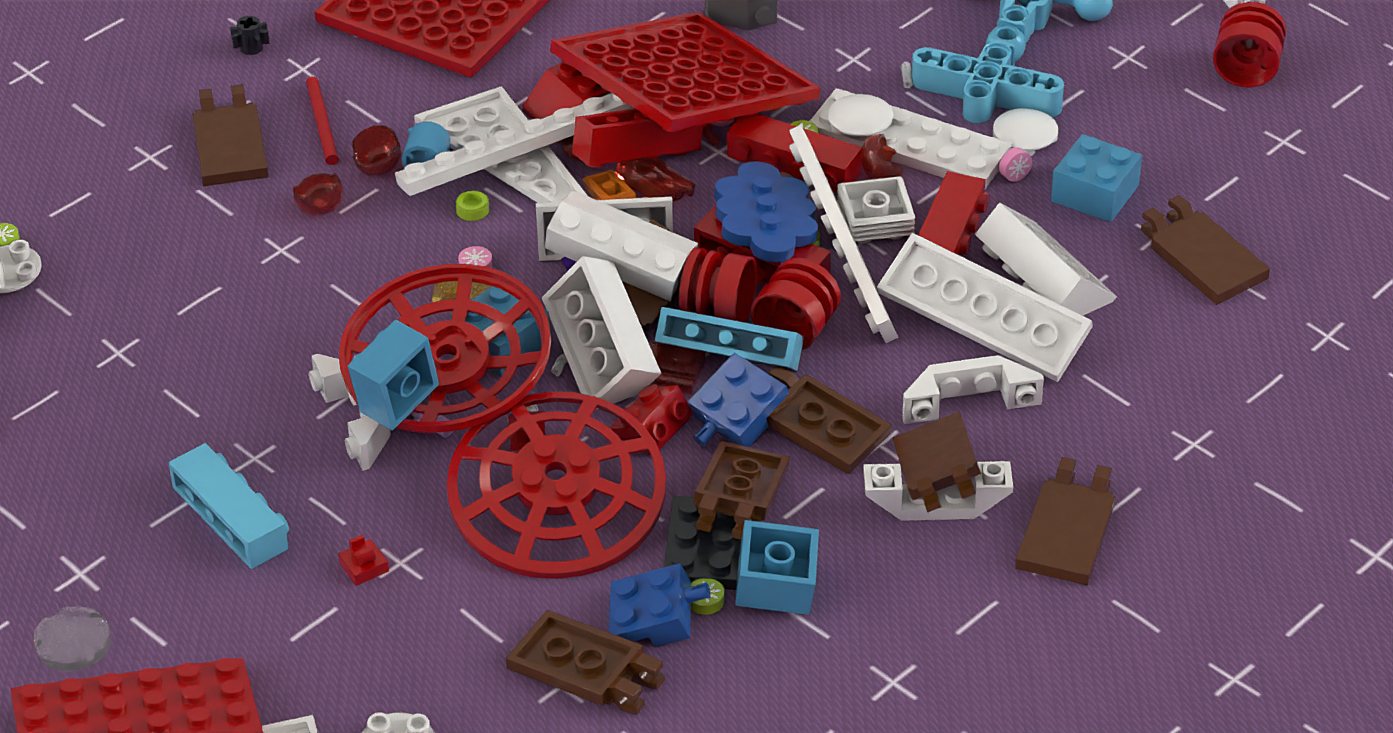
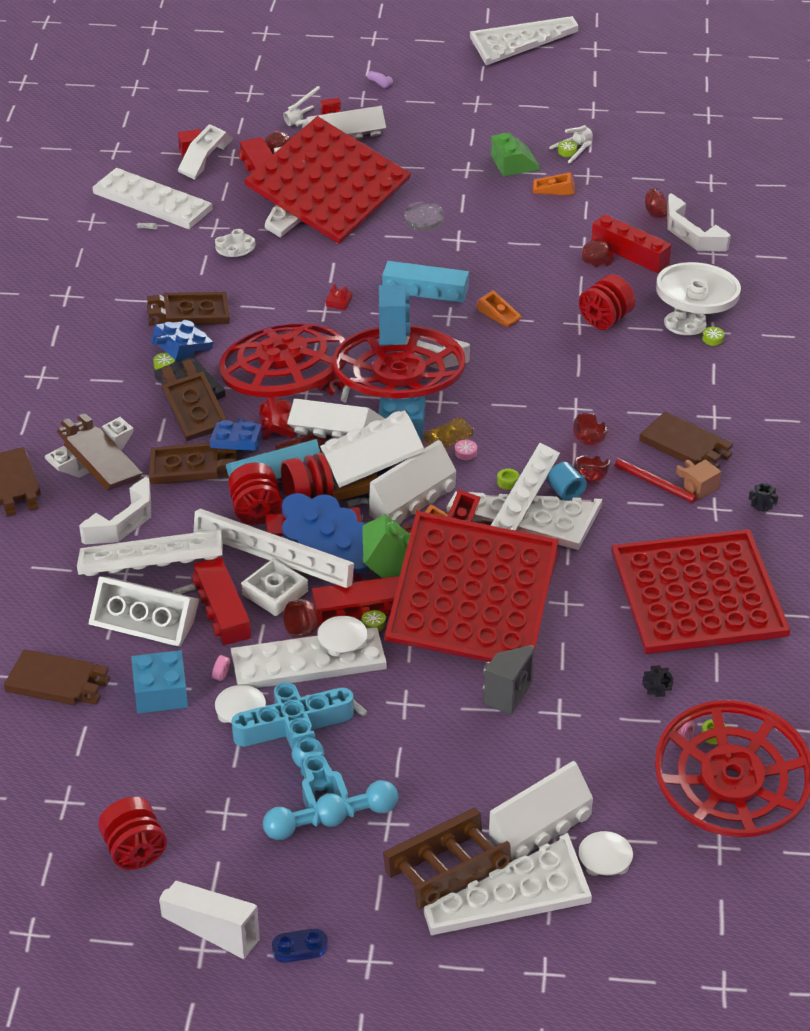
camera: 140 degrees right, 0 degrees up
(72, 316) = (607, 301): none -> red wheel
(189, 422) = (498, 309): none -> orange slope
(282, 84) = (699, 478): none -> nougat brick
(717, 156) = (384, 546): none -> bright green slope
(777, 567) = (133, 371): dark azure brick -> none

